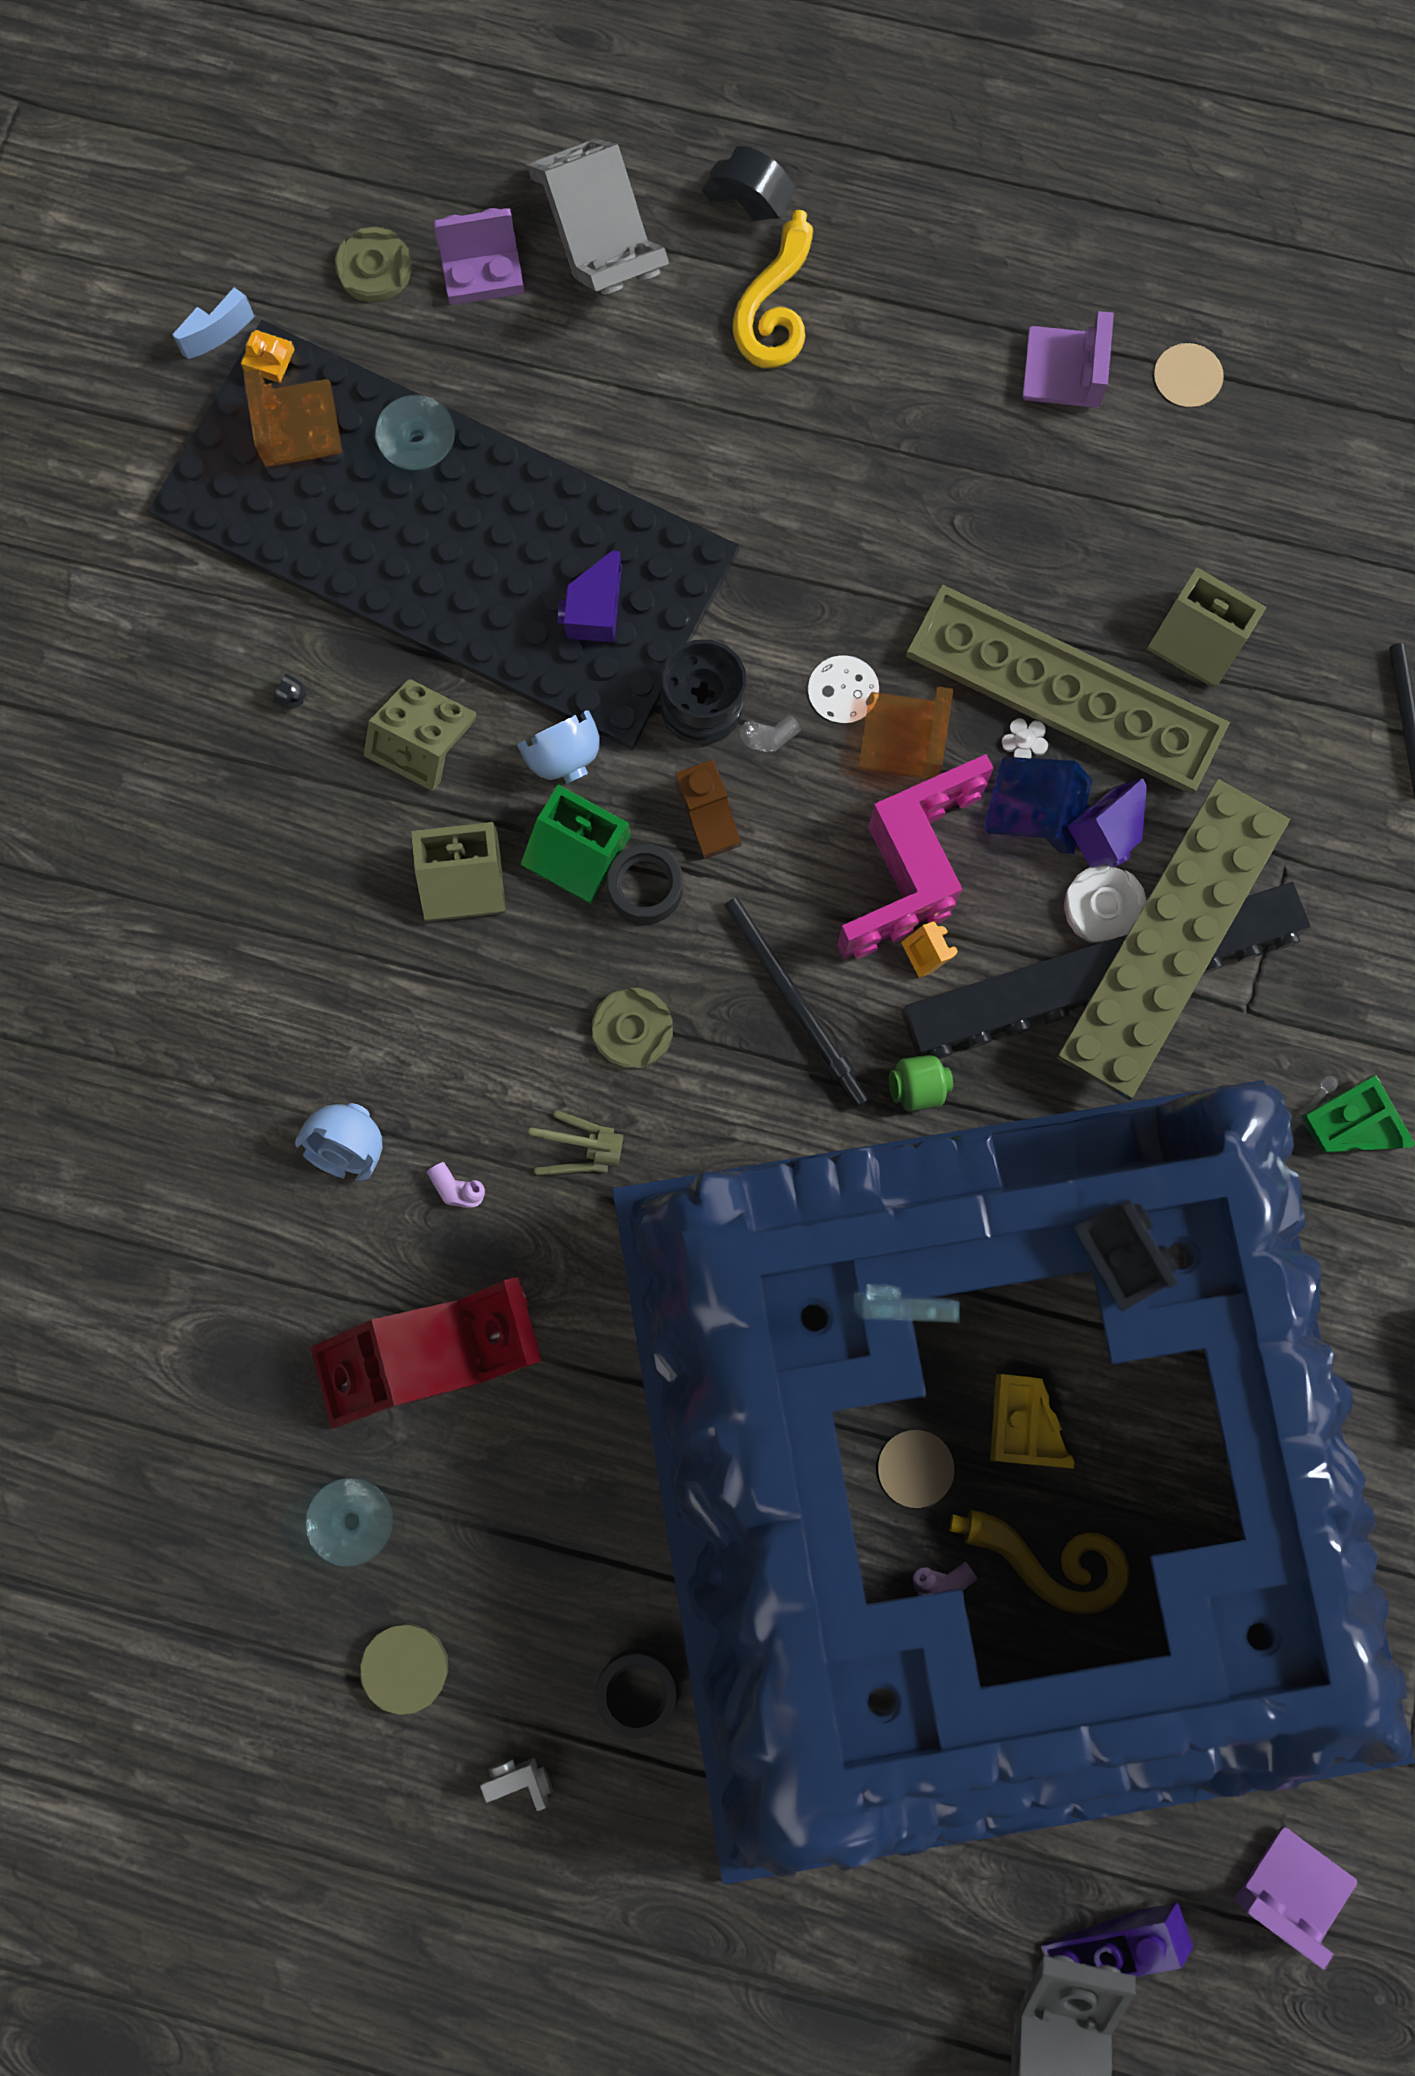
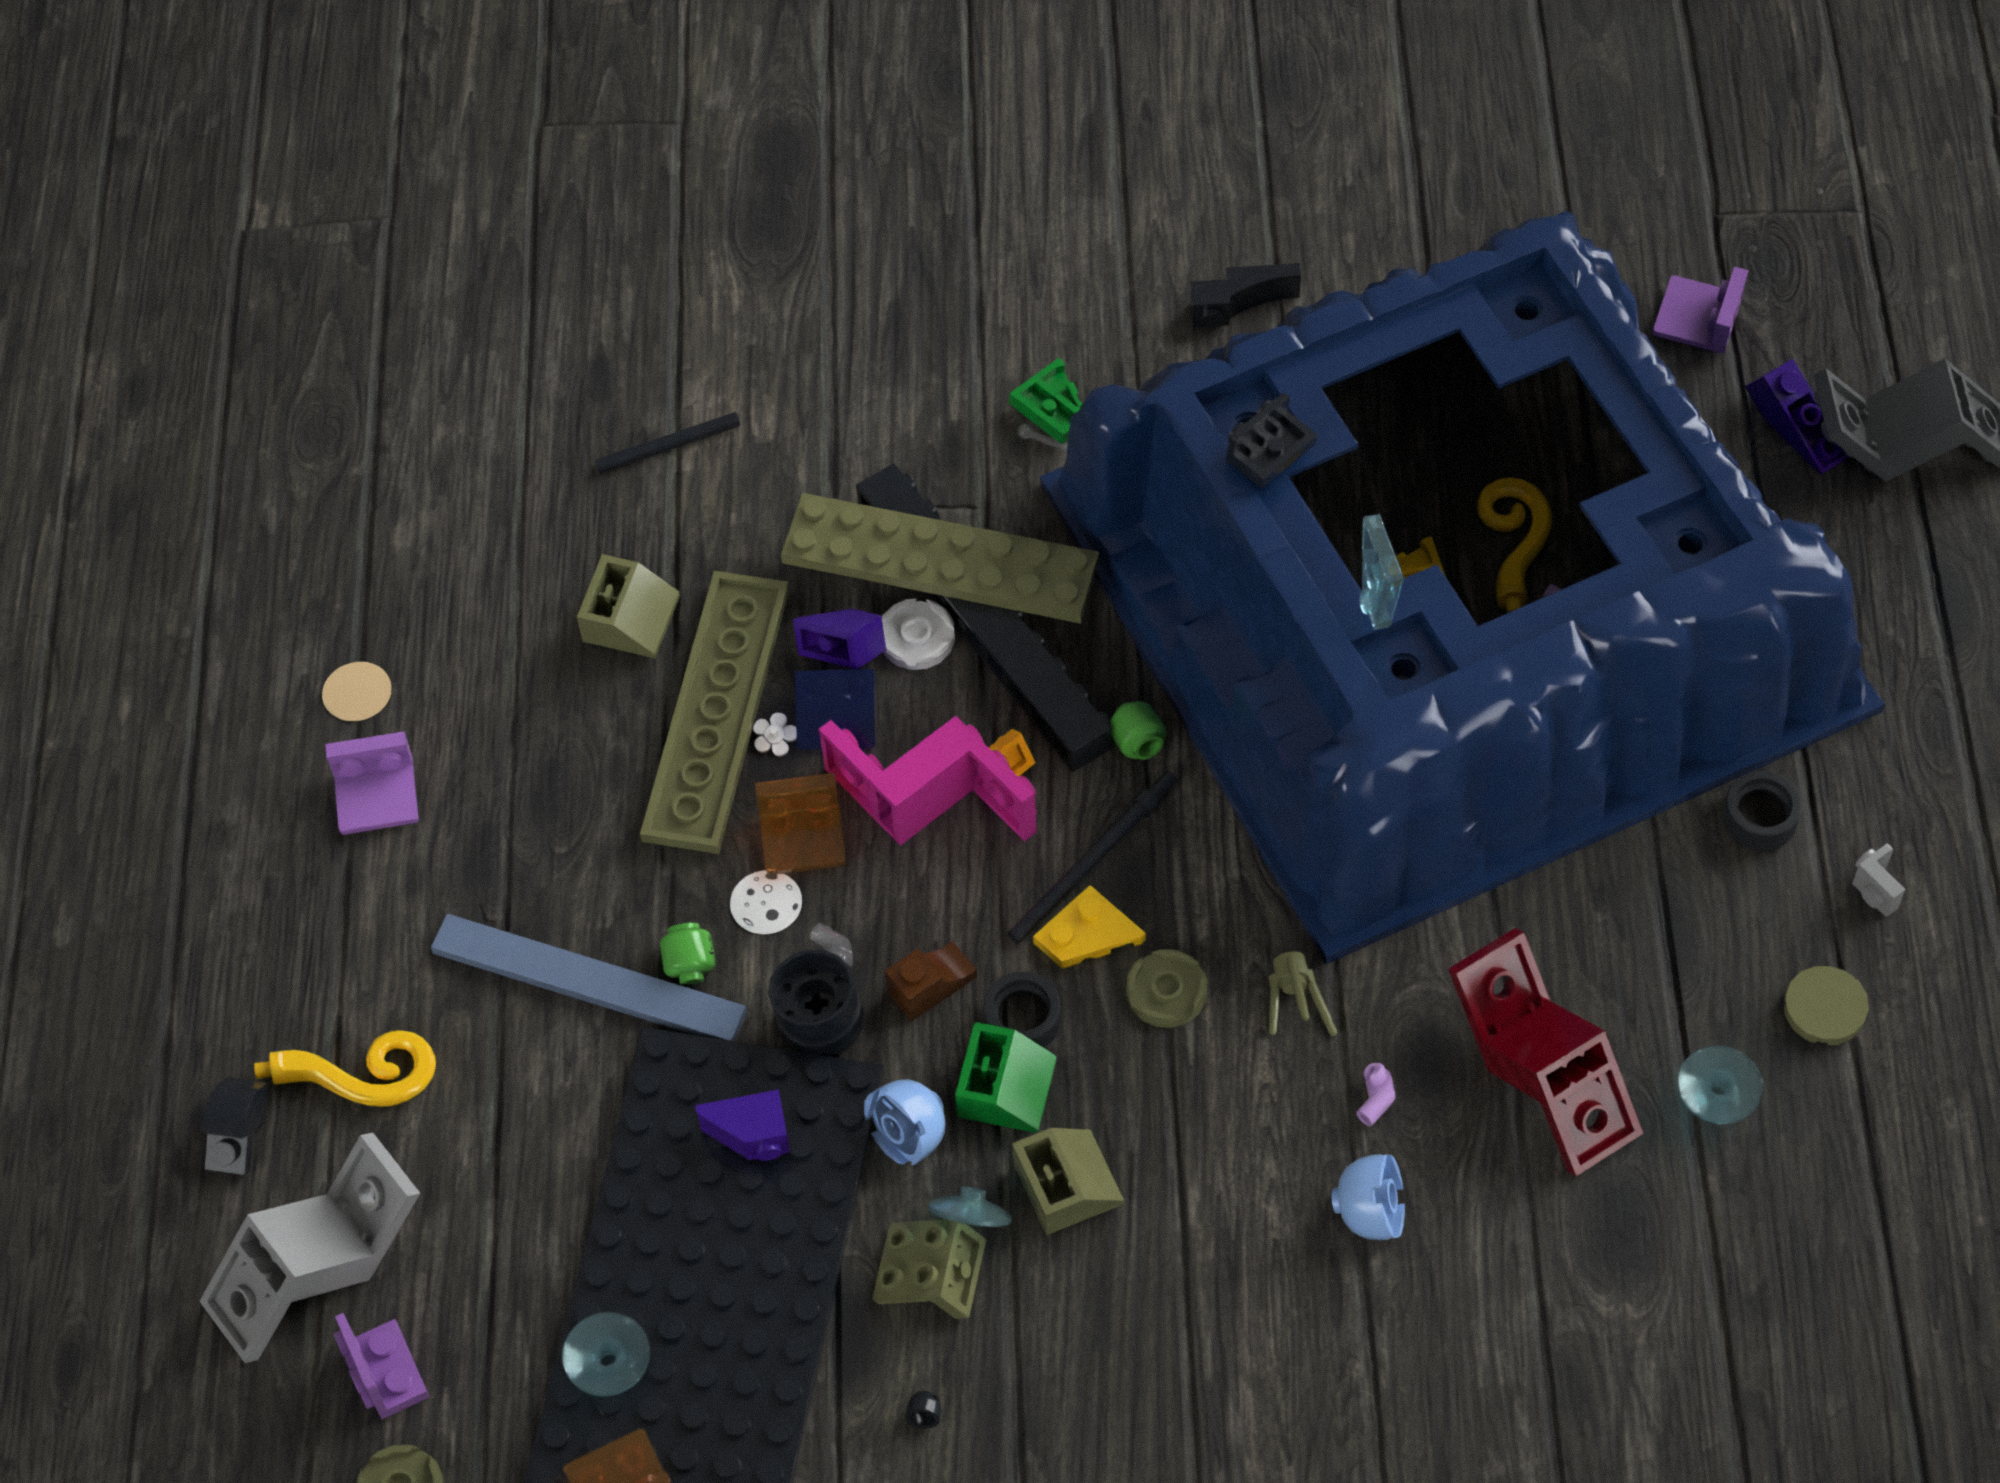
camera: 105 degrees left, 20 degrees down
(449, 774) = (970, 1208): none -> clear light blue dish
(717, 972) = (1086, 930): none -> yellow wing
(801, 598) = (687, 953): none -> bright green head
(805, 513) = (588, 979): none -> sand blue tile

